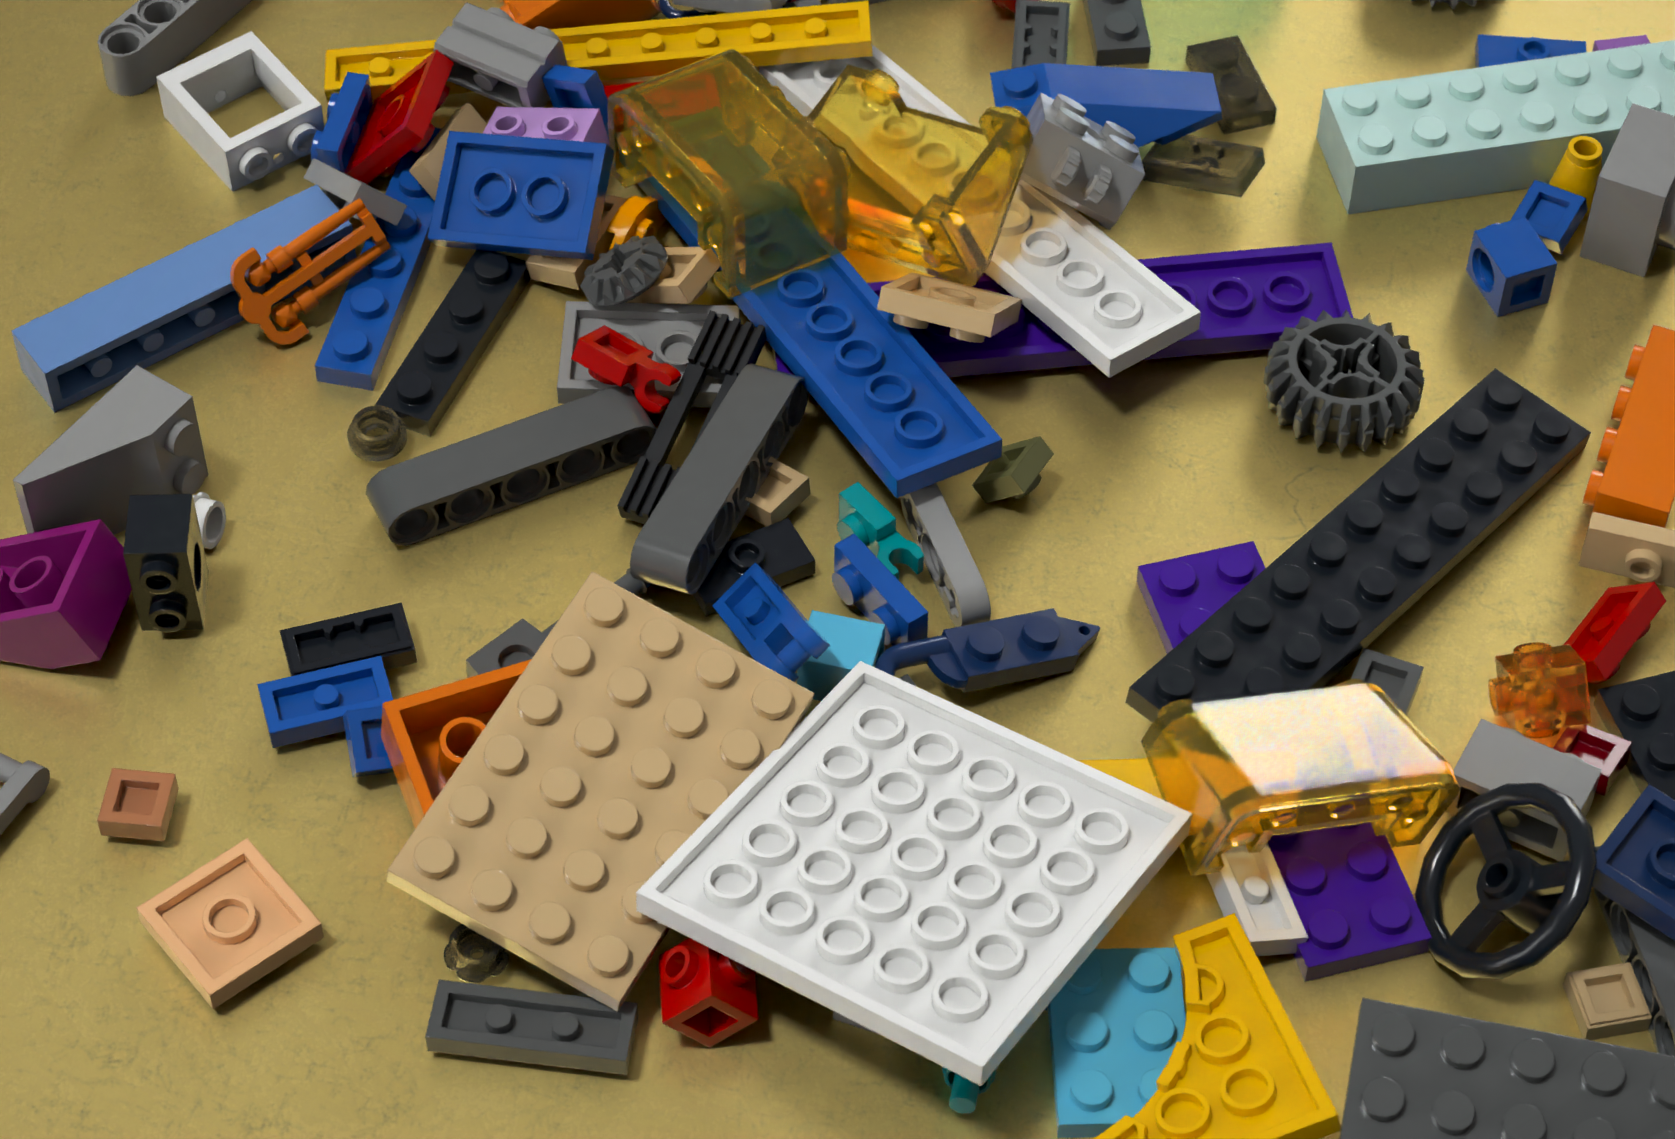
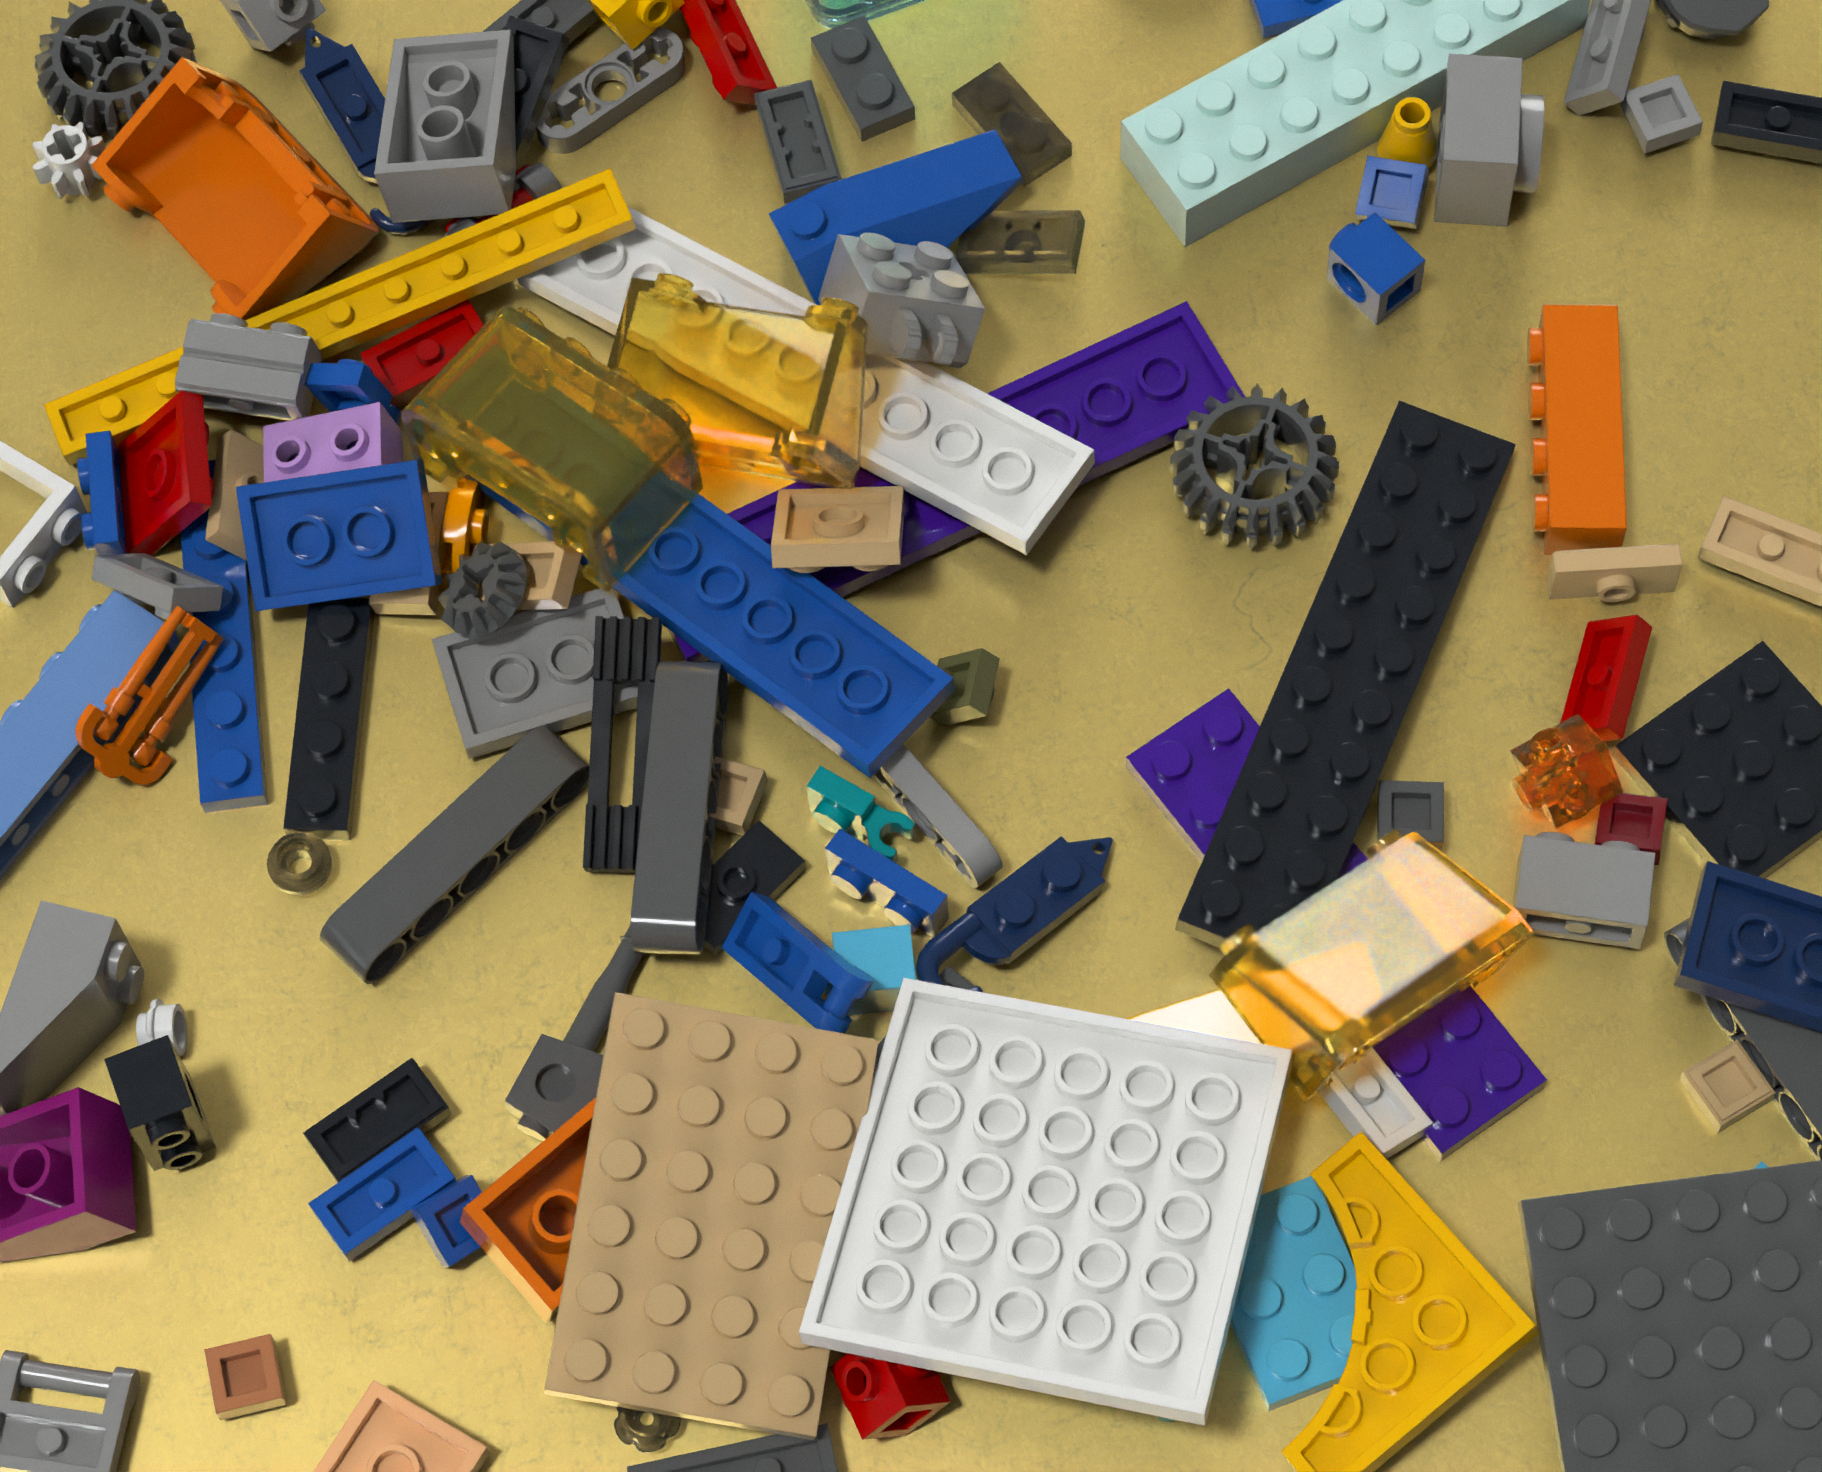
camera: 15 degrees left, 15 degrees up
(621, 361) = (525, 702): red plate -> none
(1510, 885) = (1605, 1007): black piece -> none

